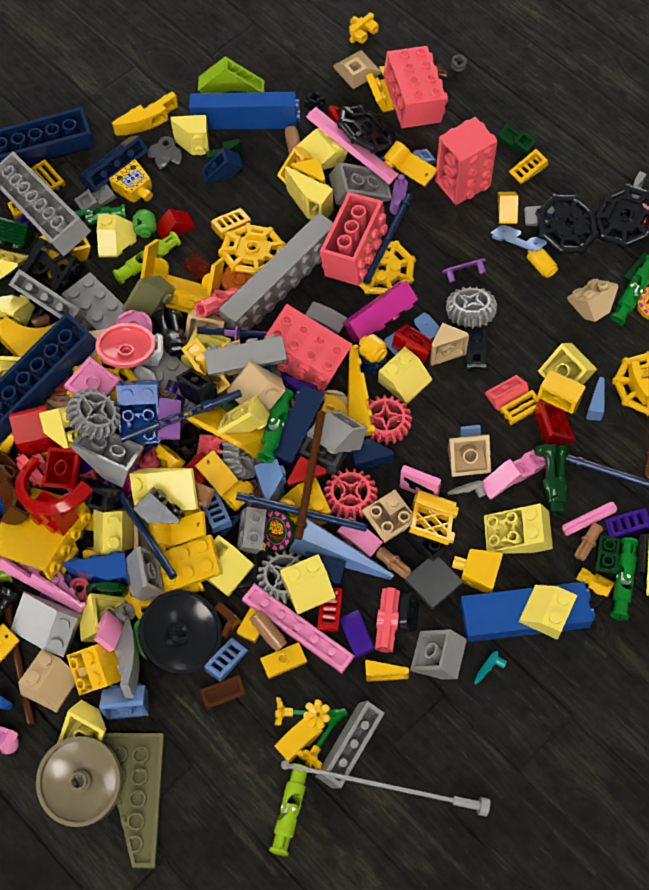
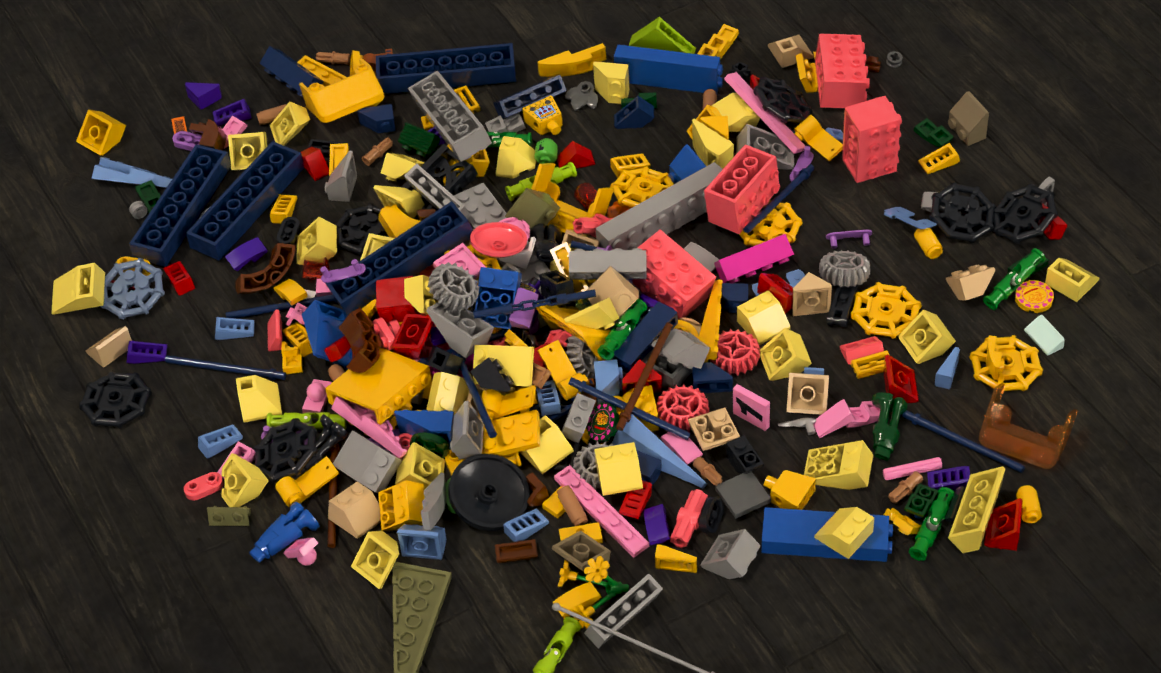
camera: 15 degrees right, 15 degrees down
(53, 513) = (395, 360): red piece -> none
(79, 781) = (363, 594): dark tan dish -> none
(109, 631) = (422, 475): bright pink slope -> none
(130, 612) = (441, 464): light grey bush -> none
(285, 72) = (720, 42): none -> yellow slope
(289, 220) = (685, 164): none -> blue slope
(293, 687) = (579, 549): none -> dark tan slope
(360, 27) = (803, 15): yellow hips -> none
(372, 348) = (736, 285): yellow head -> none
(434, 509) = (763, 433): yellow piece -> none
(436, 415) = (784, 355): none -> light yellow slope
(487, 666) = (781, 569): teal bar -> none
(507, 207) = (907, 192): yellow slope -> none
(514, 352) = (888, 297): none -> yellow plate
(548, 119) = (969, 119): none -> dark tan slope
(561, 392) = (911, 351): yellow slope -> none

